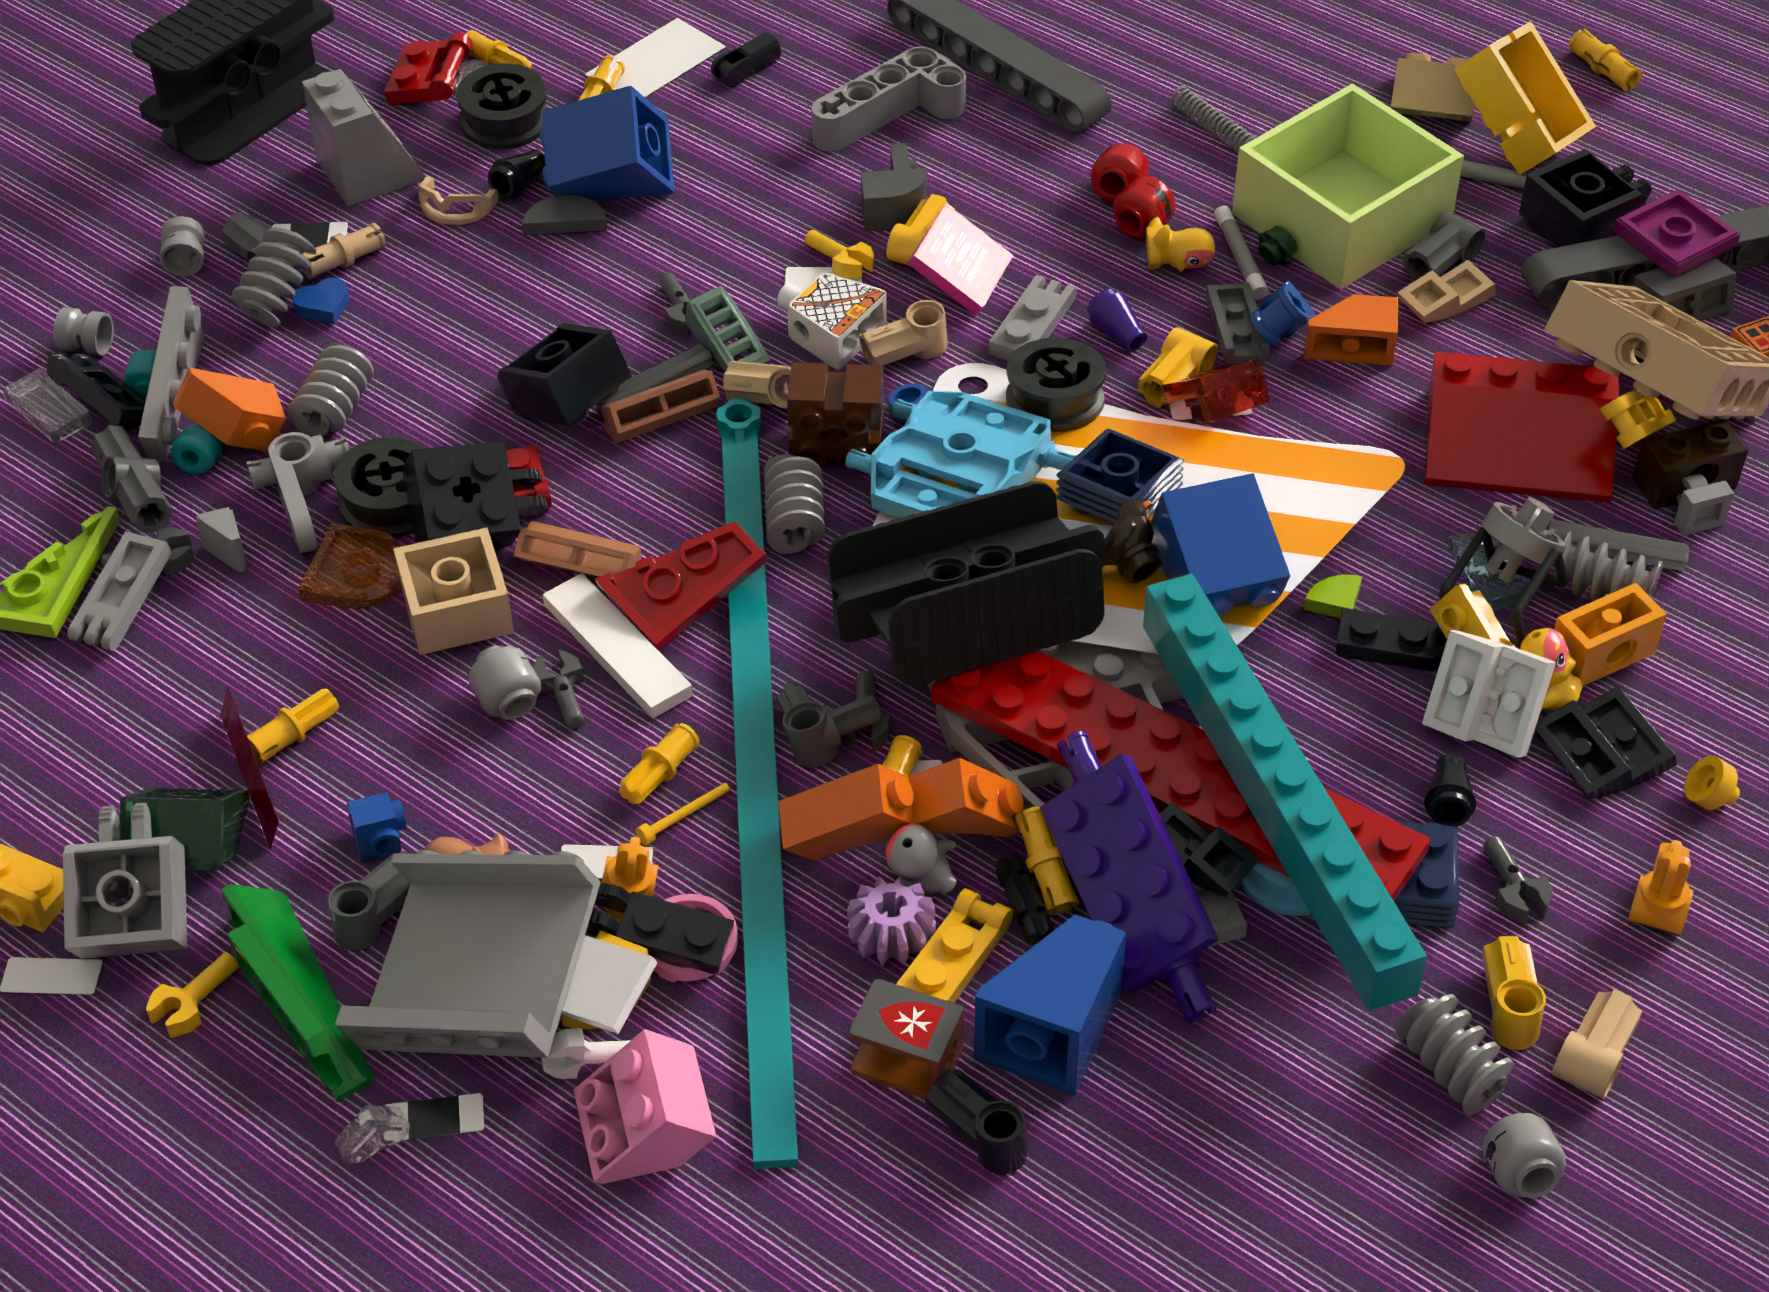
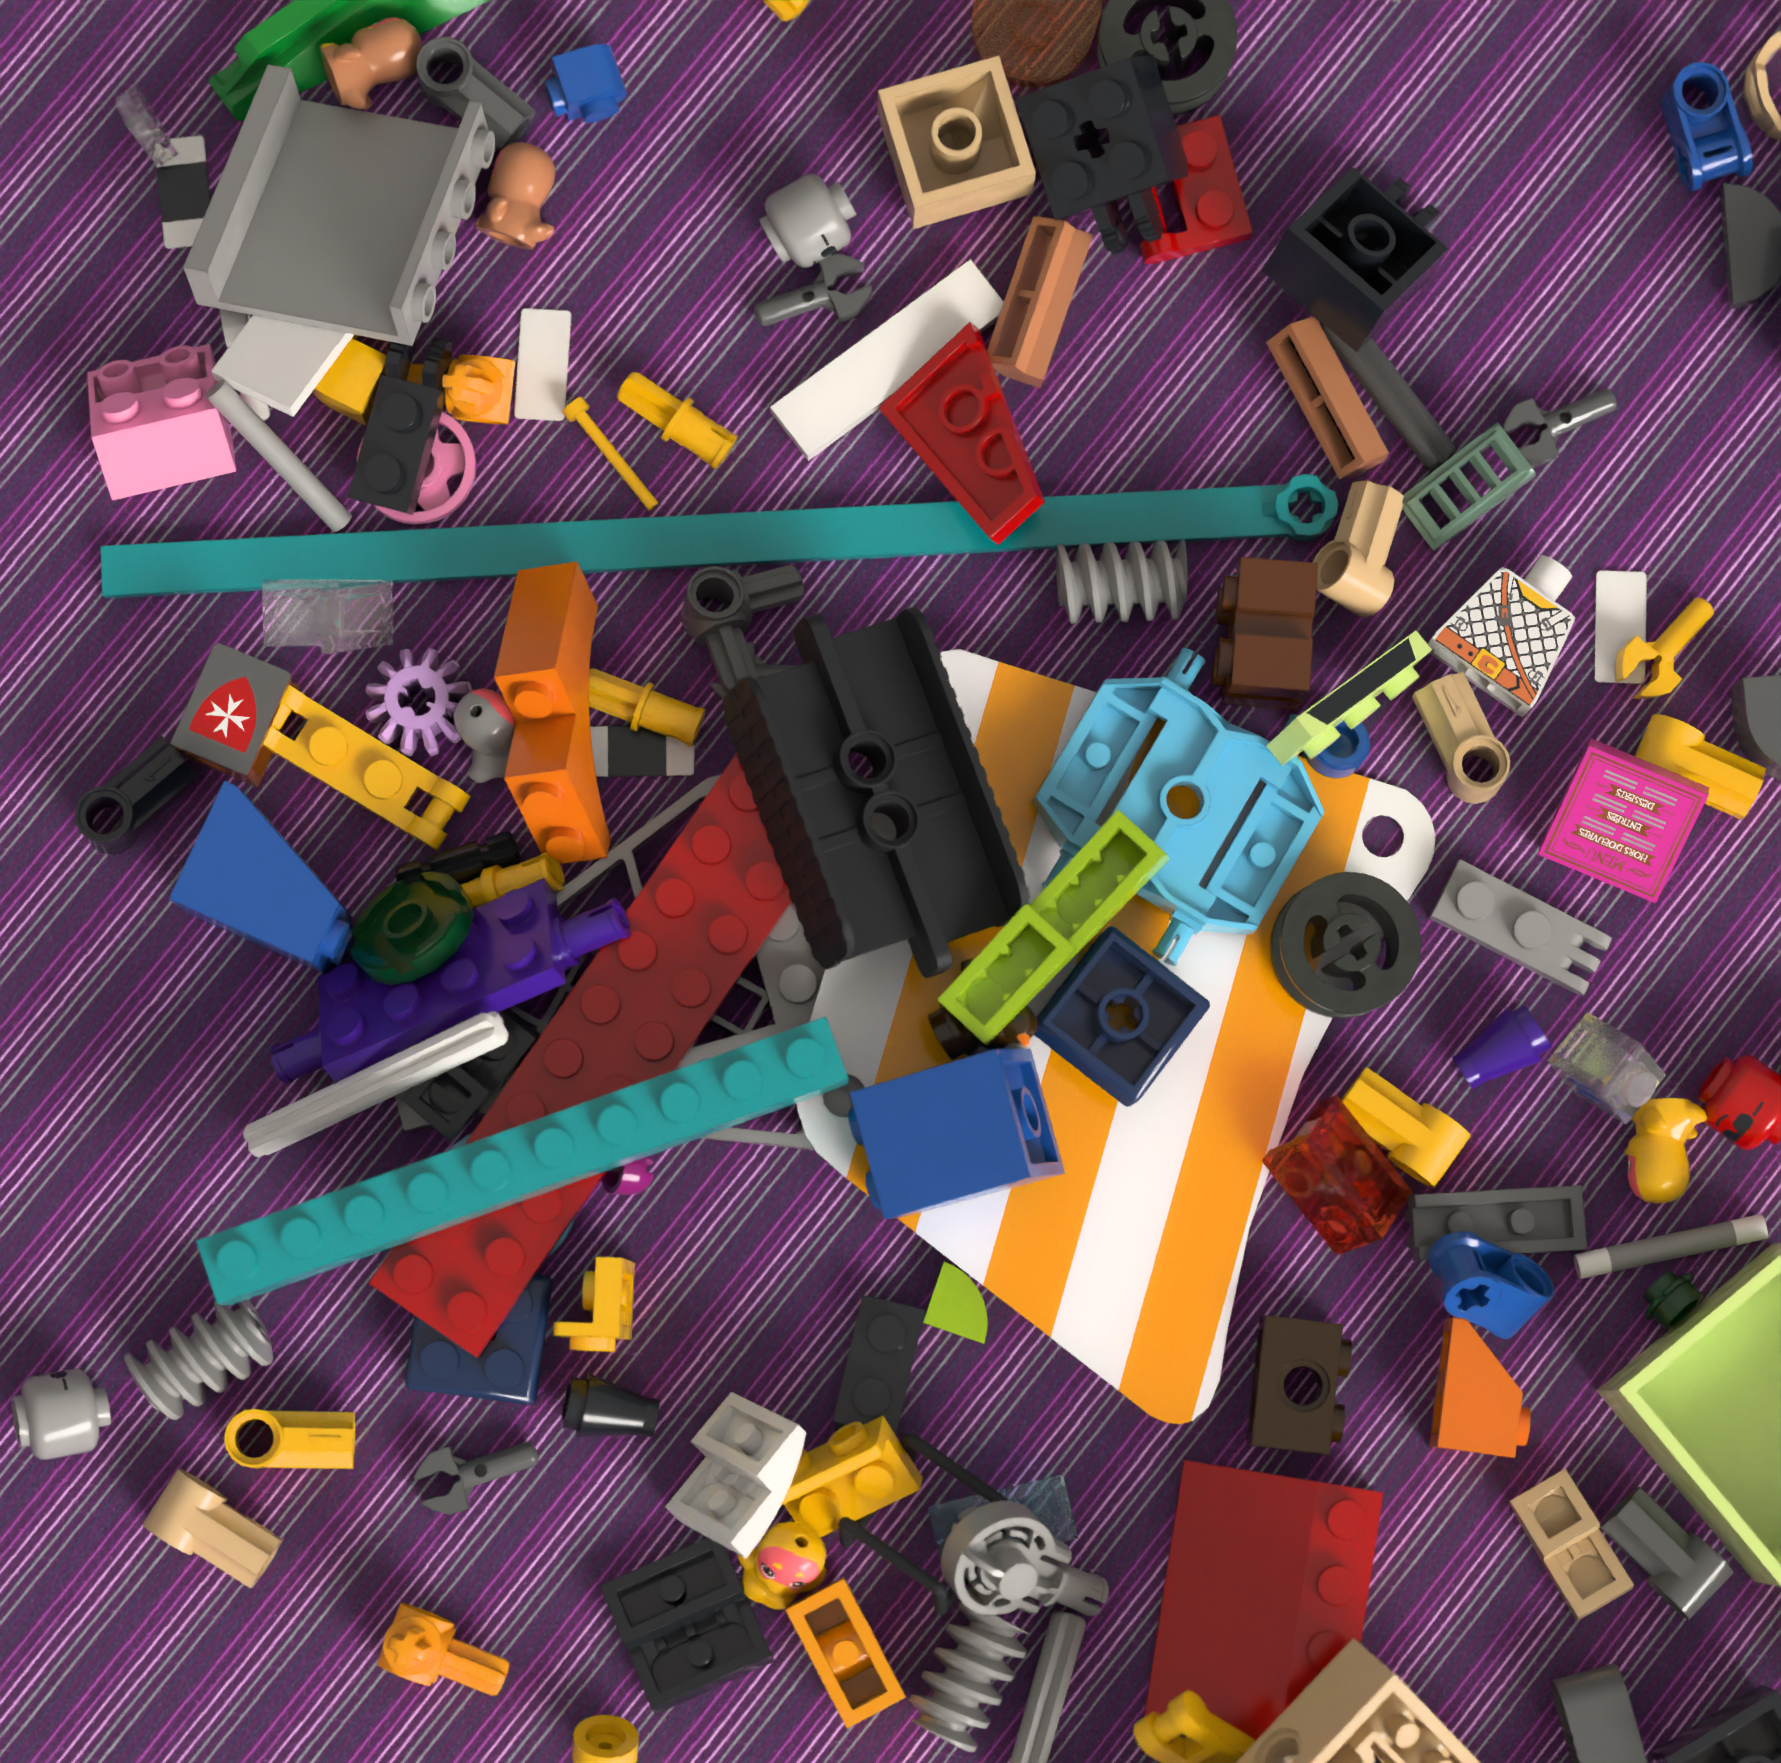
camera: 85 degrees right, 35 degrees up
(337, 968) = (374, 57): none -> nougat animal
(478, 230) = (1707, 140): none -> blue piece
(681, 1007) = (278, 455): none -> light grey bar
(816, 992) = (327, 613): none -> clear slope
(904, 372) = (1351, 701): none -> yellowish green plate
(1081, 490) = (1053, 927): none -> lime slope
(1086, 882) = (411, 928): none -> dark green tile
(1129, 261) = (1607, 1068): none -> clear brick
(1221, 910) = (376, 1083): none -> white axle
(1366, 413) = (1272, 1416): none -> dark brown brick
(1374, 768) = (610, 1297): none -> yellow bracket

